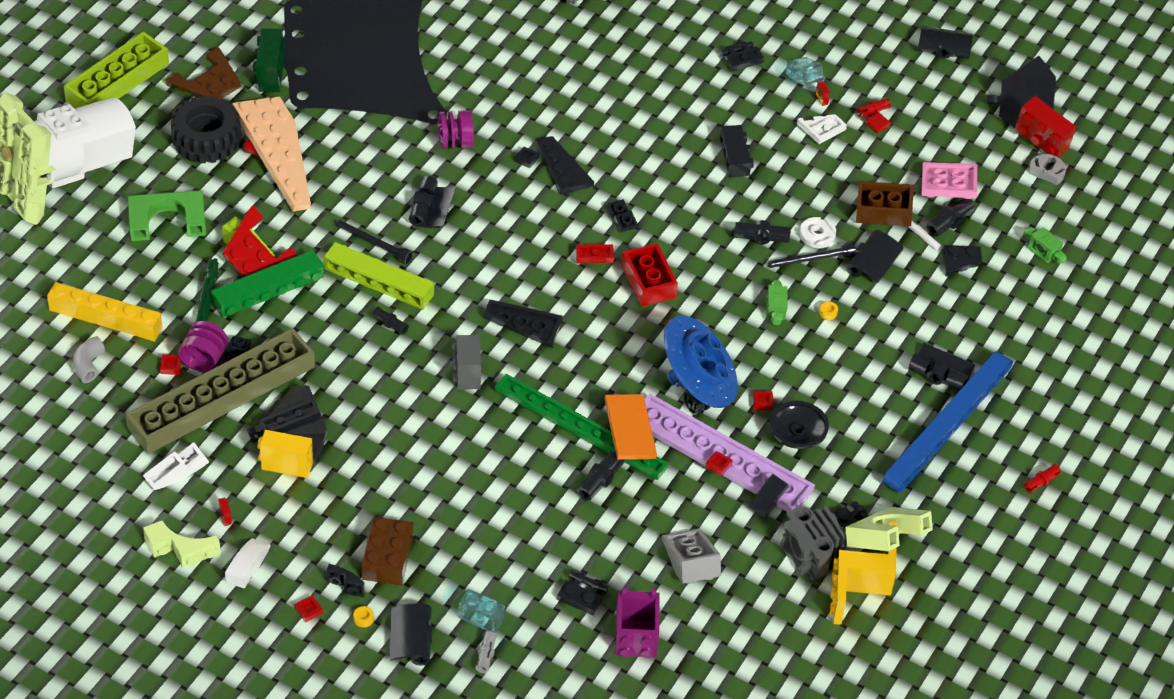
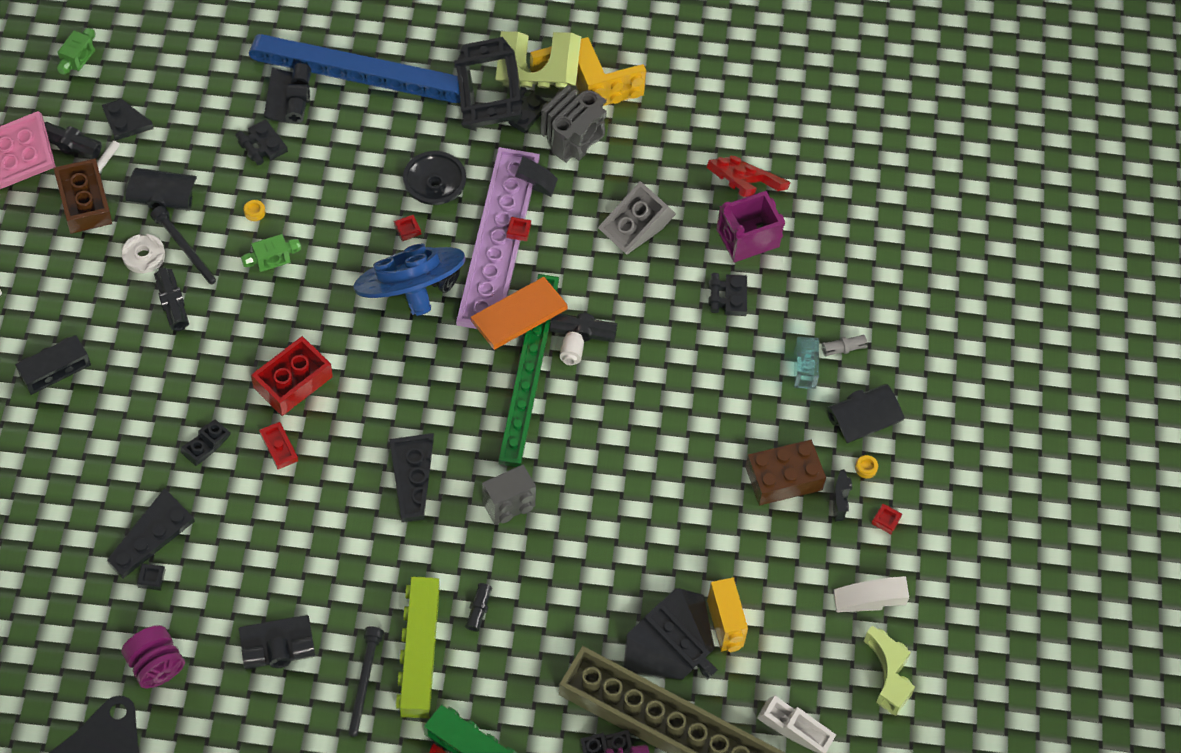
camera: 115 degrees left, 10 degrees up
(225, 511) = (824, 646): red tile -> none
(583, 458) = (572, 348): none -> white brick
(702, 640) = (742, 174): none -> red wing
(897, 340) = (266, 138): none -> black plate
(906, 484) = (495, 111): none -> black wedge

